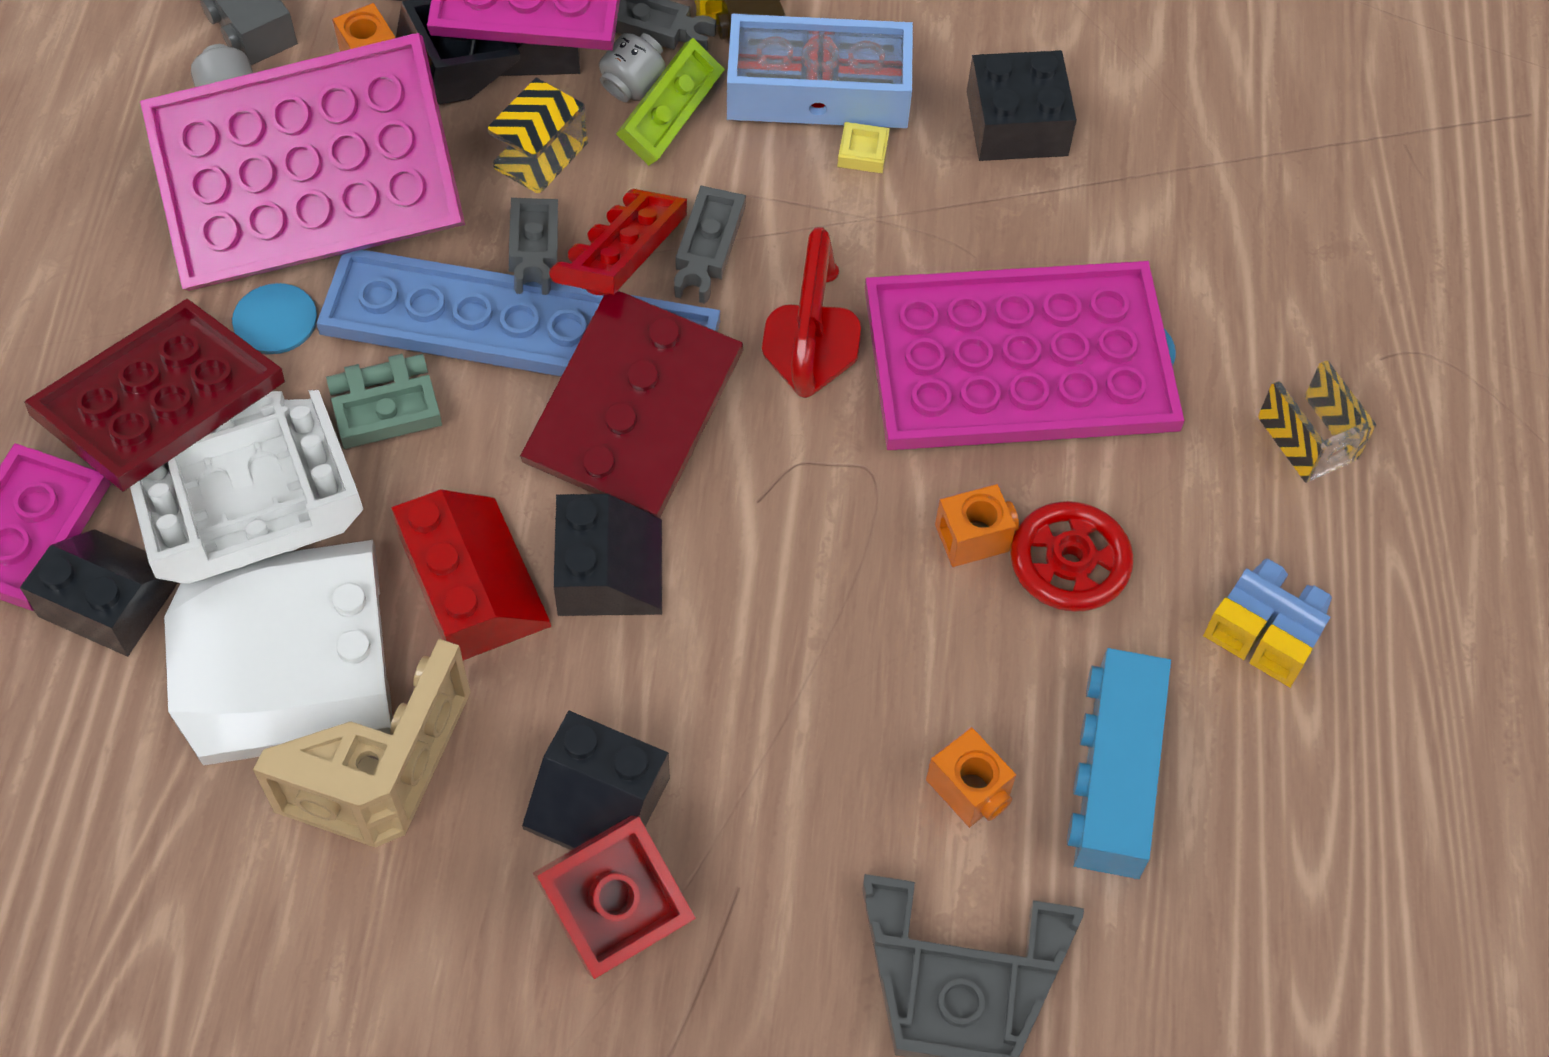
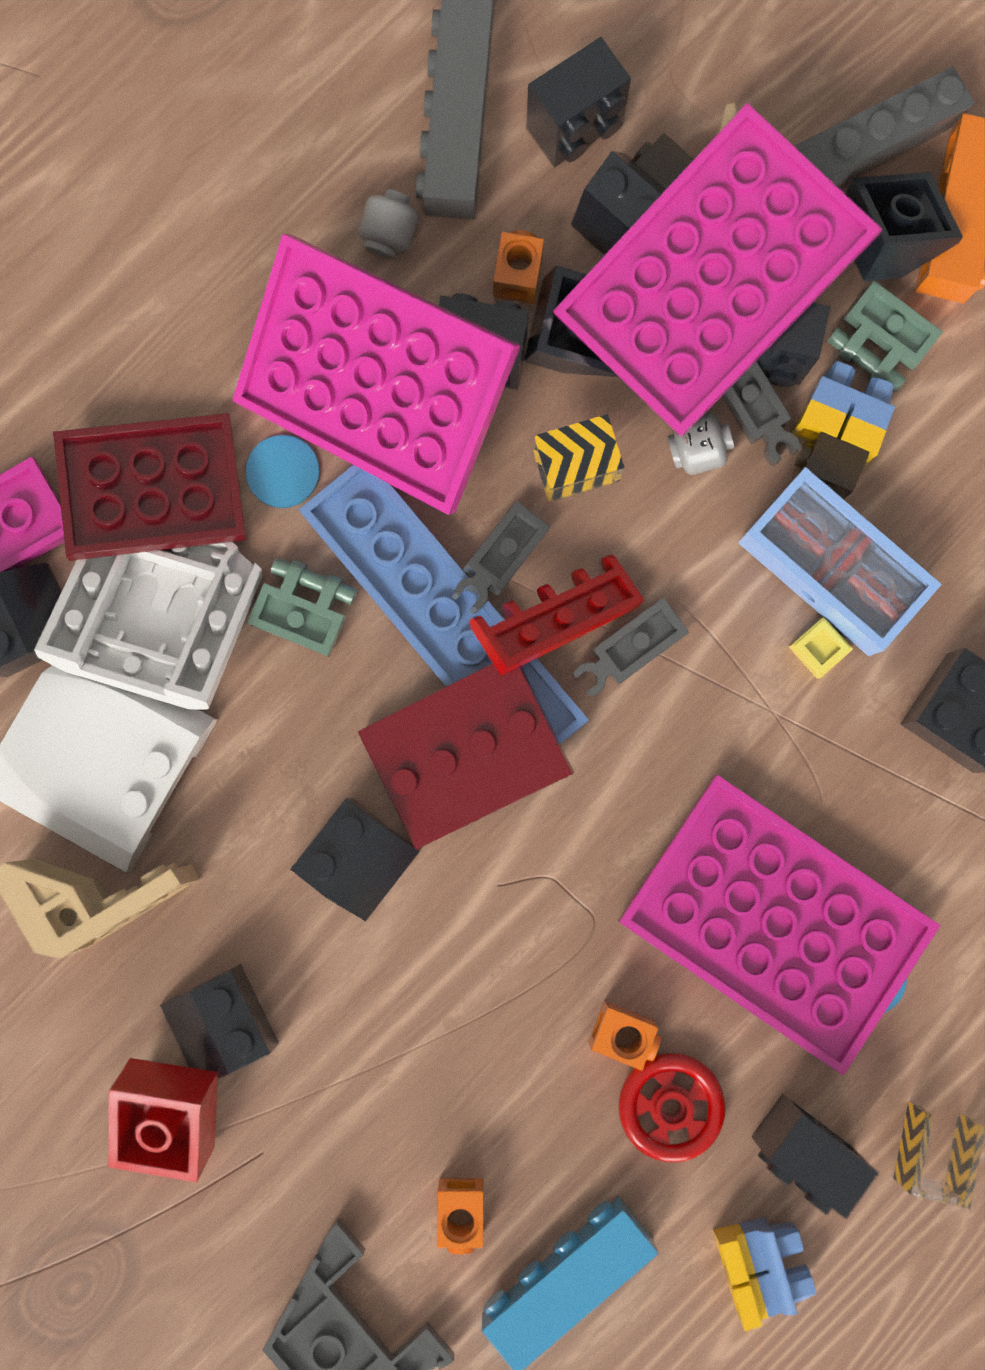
camera: 45 degrees right, 25 degrees up
(469, 570) = (257, 797): red slope -> none
(670, 102) = (705, 498): lime plate -> none
(810, 341) = (637, 790): red piece -> none
(1218, 484) = (813, 1156): none -> black brick

